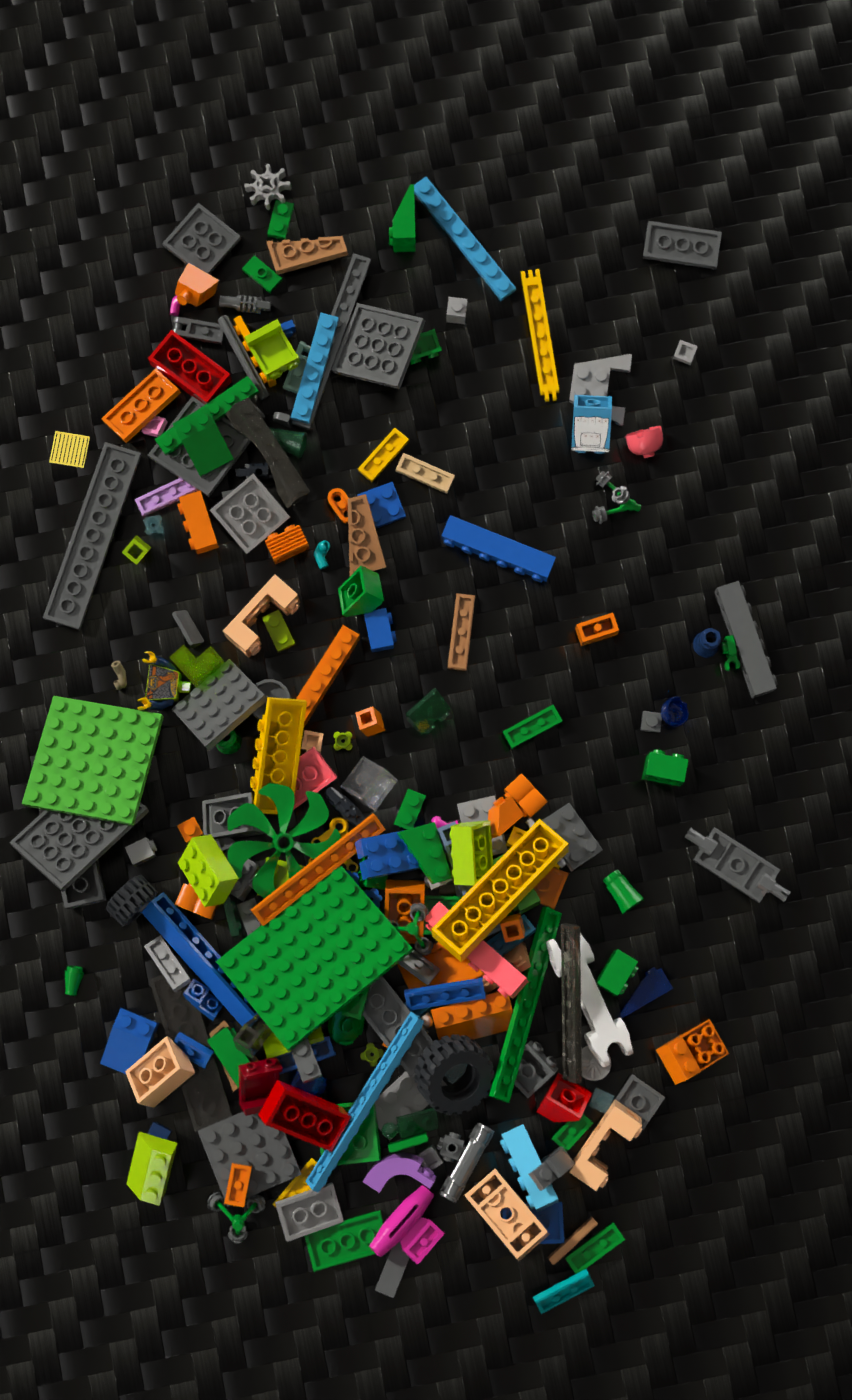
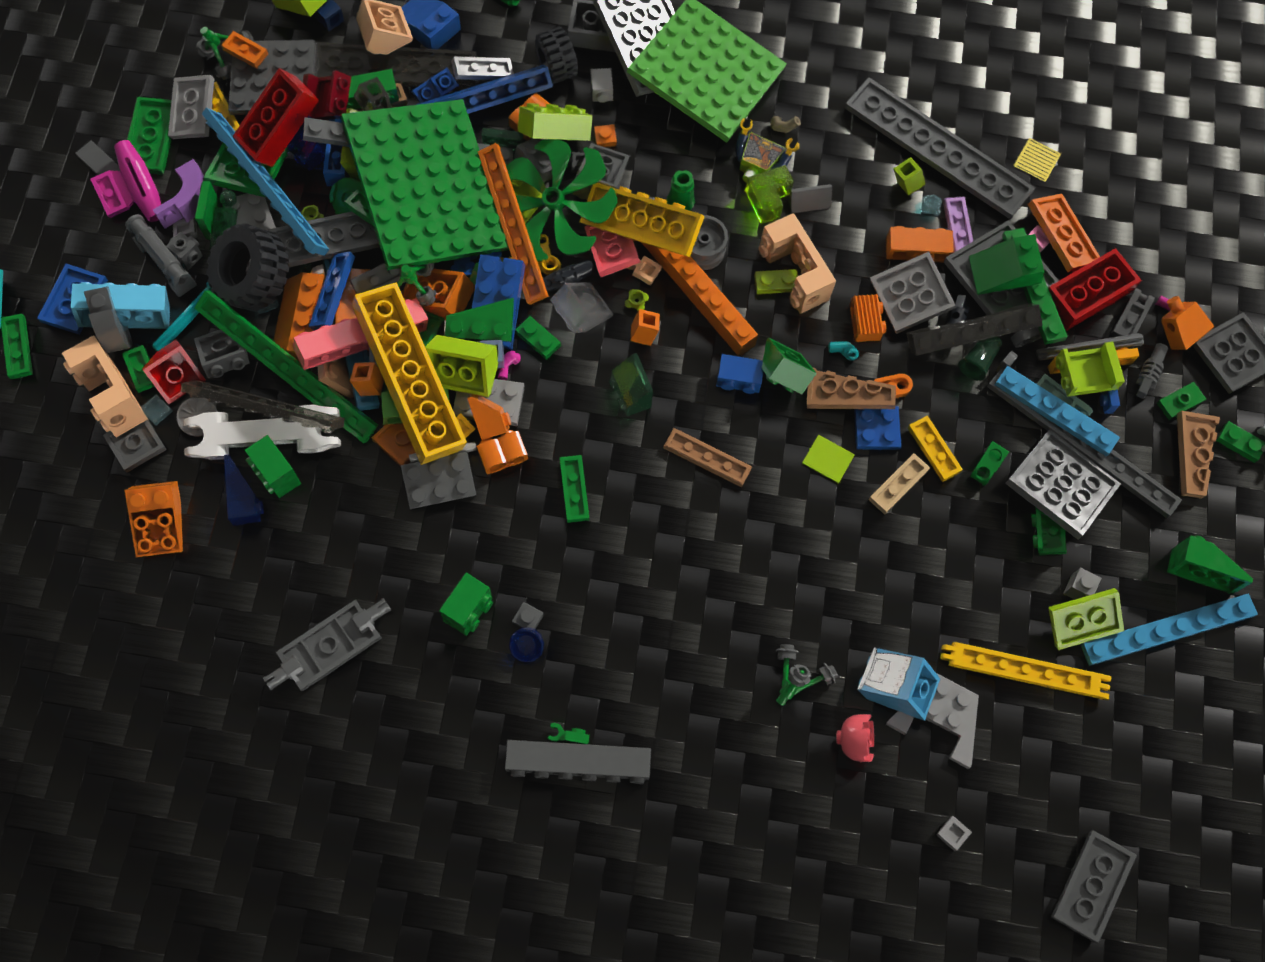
camera: 105 degrees right, 10 degrees down
(194, 1050) = (395, 57): blue plate -> none
(219, 704) = (718, 190): dark grey plate -> none
(381, 408) = (989, 463): none -> green leg
(423, 536) = (828, 459): none -> lime window
(485, 299) = (1086, 619): none -> lime plate
(498, 549) = (786, 527): blue brick -> none
(512, 1116) = (179, 324): none -> teal axle
(518, 1233) = (63, 265): light nougat plate -> none
(570, 1242) = (35, 328): medium nougat tile -> none
(597, 629) = (654, 594): orange brick -> none
(622, 891) = (356, 511): green plant -> none
(703, 647) = (589, 723): dark blue plant -> none

